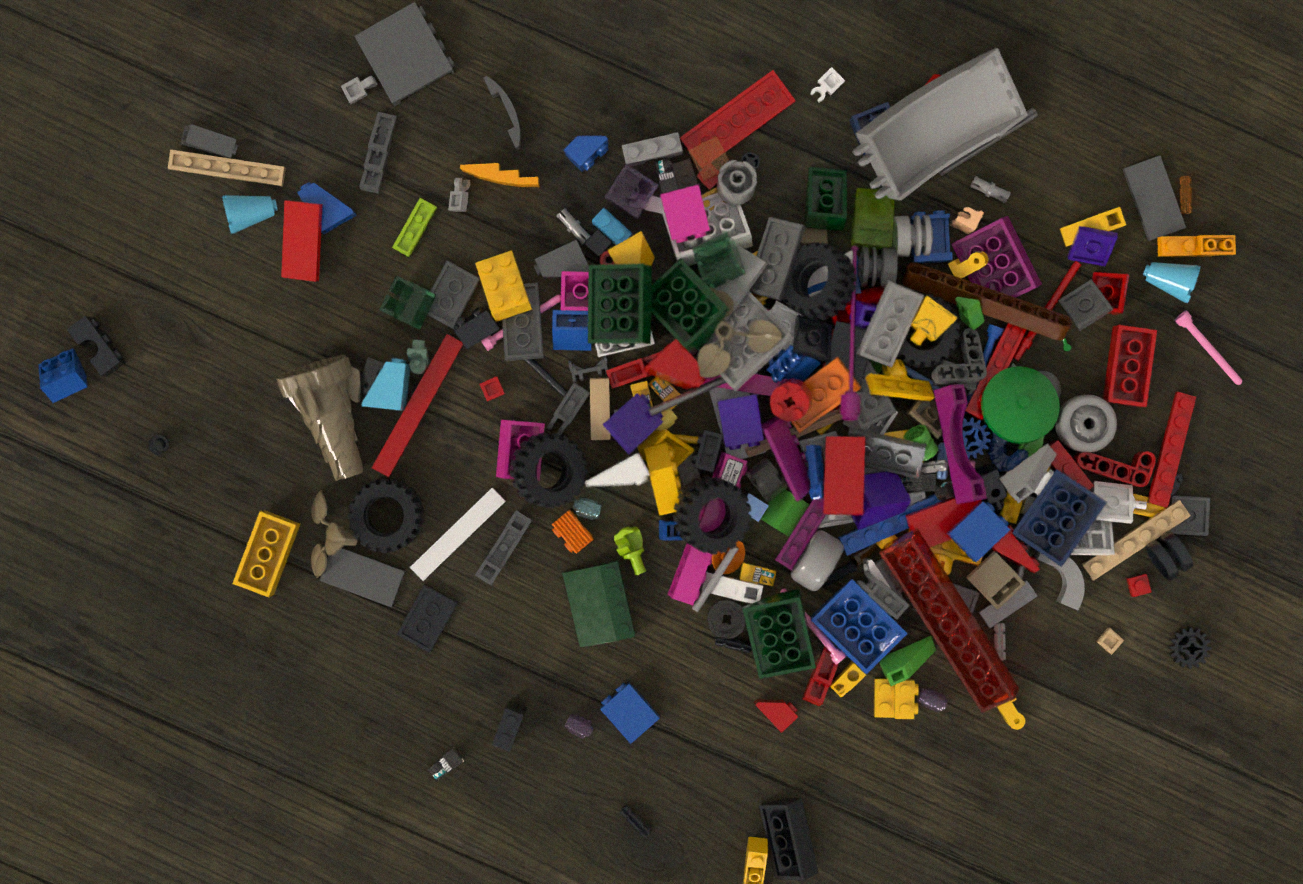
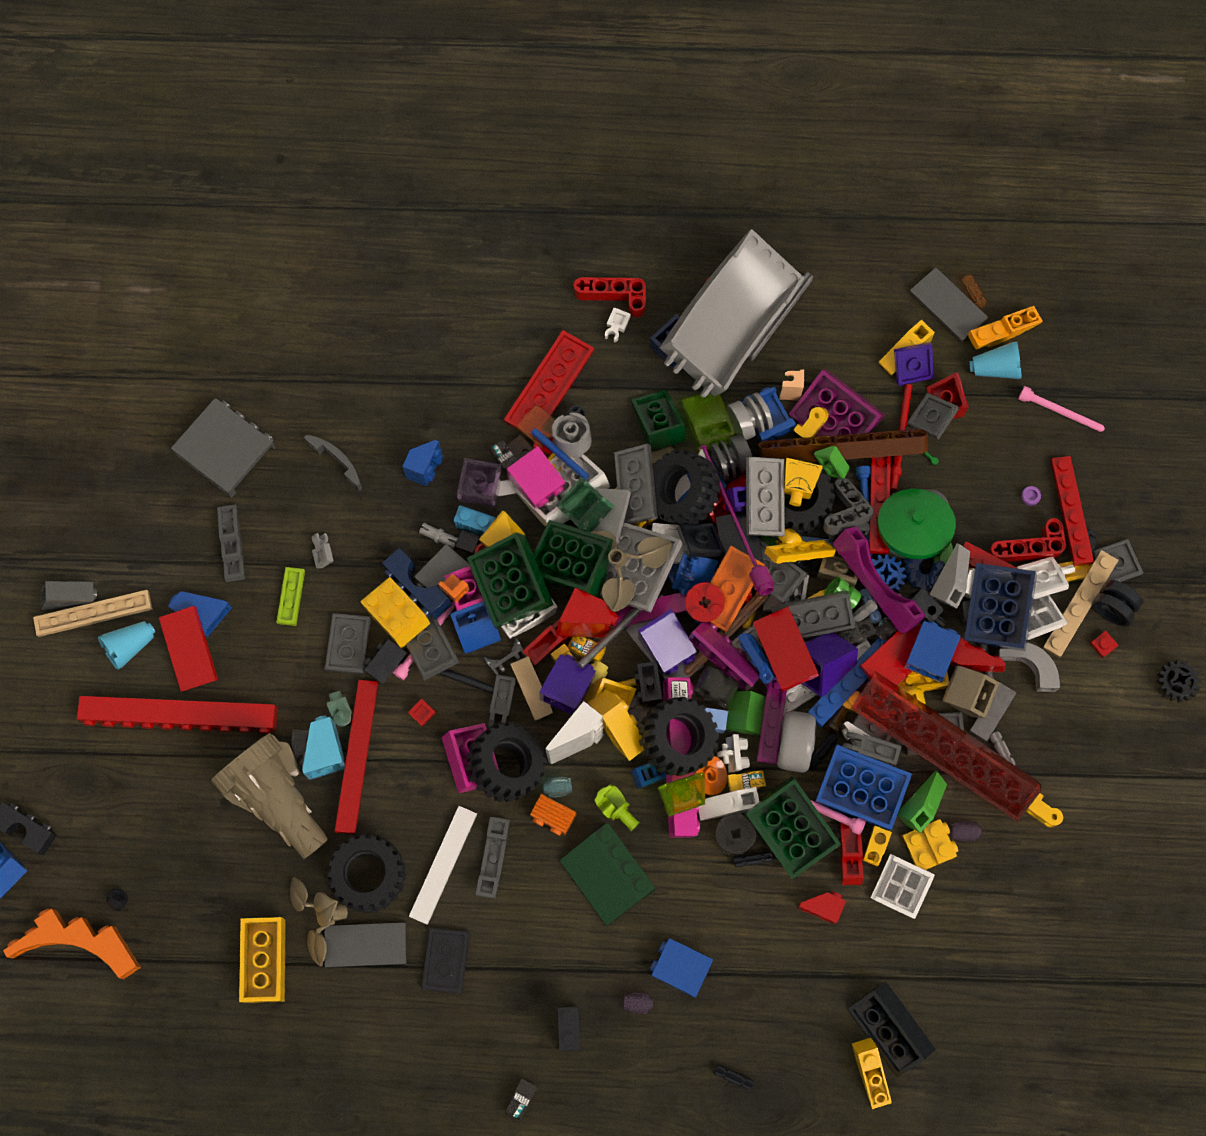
camera: 25 degrees left, 15 degrees down
(93, 449) = (52, 930): none -> orange arch
(271, 297) = (177, 714): none -> red brick
(356, 89) = (189, 495): light grey plate -> none
(412, 304) = (315, 661): clear green piece -> none
(493, 173) = (344, 518): light orange slope -> none
(526, 245) = (431, 599): none -> dark blue arch
(565, 287) = (454, 588): none -> orange panel
(659, 147) = (477, 441): light grey arch -> none
(695, 565) = (683, 794): none -> clear neon green slope
(714, 579) = (708, 801): light grey bar -> none
(717, 196) = (559, 453): none -> blue bar
(755, 544) = (731, 753): none -> white hips
(834, 50) = (610, 294): none -> red beam
(854, 723) = (902, 886): none -> clear piece
(990, 189) = (801, 354): light grey pin -> none
(1011, 509) = (953, 618): yellow hinge -> none
(1071, 426) = (980, 531): light grey wheel -> none
(1109, 640) = (1103, 706): tan tile -> none
(1129, 366) = (997, 452): red brick -> none
(1140, 418) = (1030, 496): none -> medium lavender tile

